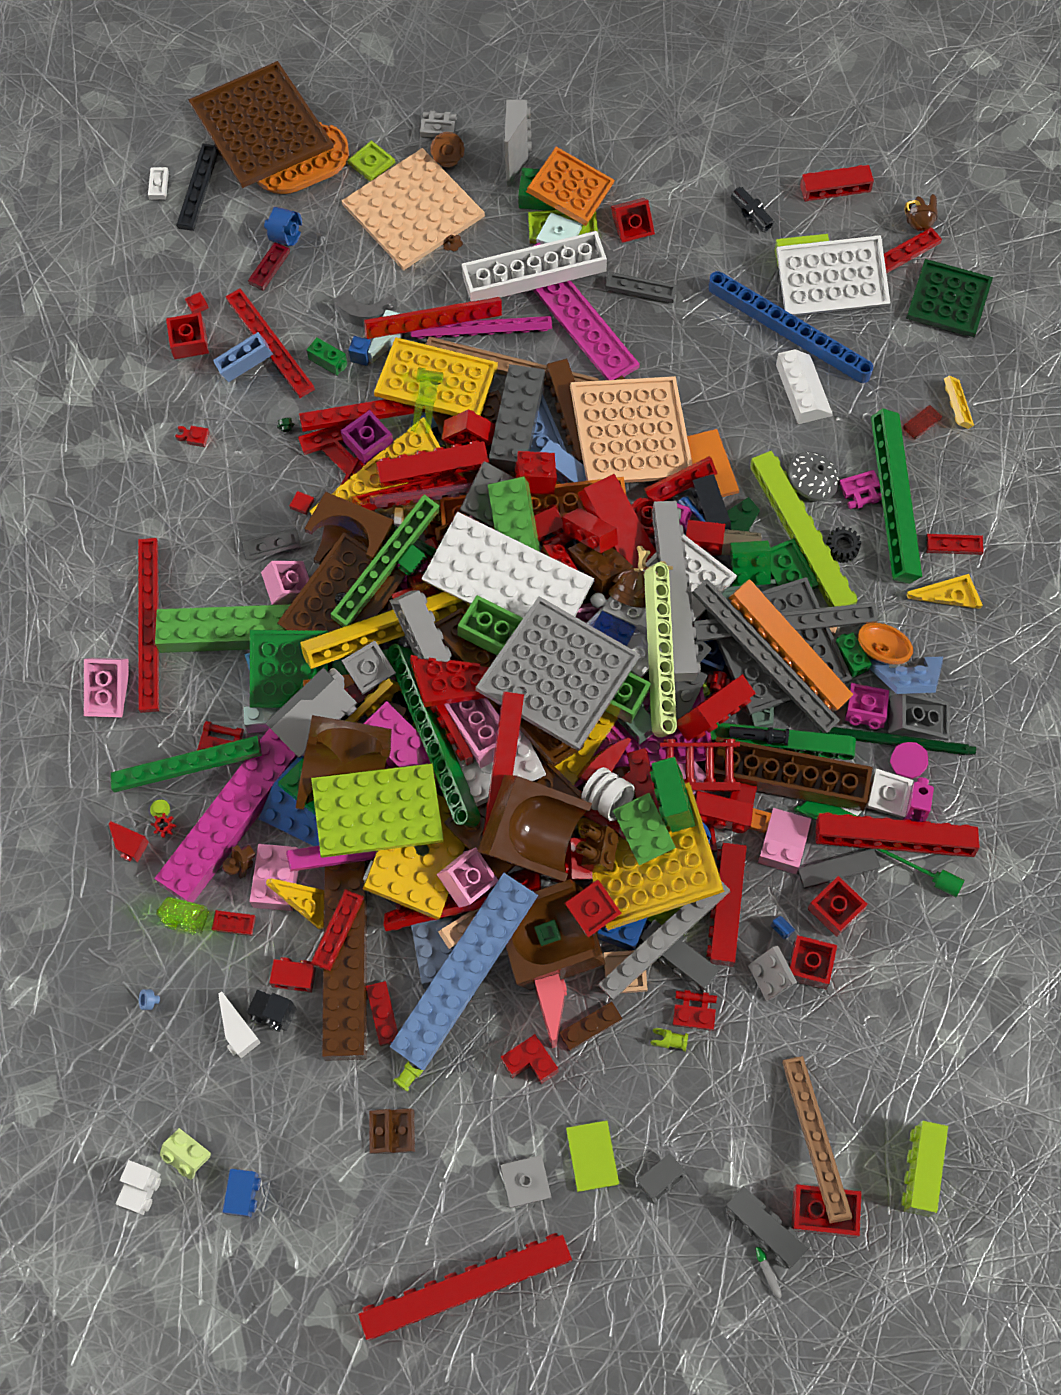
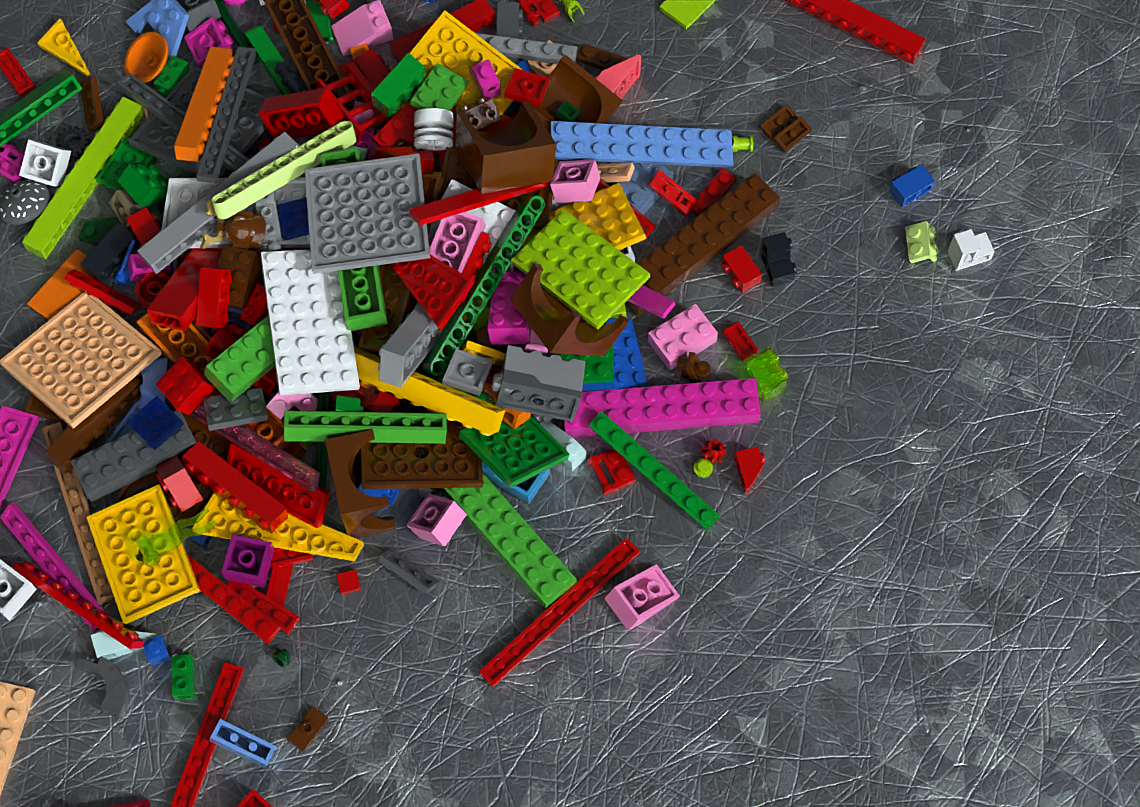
camera: 130 degrees left, 0 degrees up
(148, 999) = (847, 353): medium blue tile -> none
(195, 436) = (352, 730): red plate -> none
(222, 410) = (308, 729): none -> reddish brown plate
(237, 1032) = (812, 275): white slope -> none
(304, 899) = (684, 297): yellow wing -> none
(337, 930) = (685, 251): red tile -> none
(404, 966) = (671, 192): none -> red plate
(521, 434) = (155, 423): none -> clear blue plate
(526, 1181) = (742, 27): light grey plate -> none
(533, 1055) = (660, 78): red brick -> none
(625, 876) = (485, 78): none -> dark pink torso
(834, 506) = (45, 163): none -> white brick
(873, 580) = (92, 103): none -> reddish brown plate

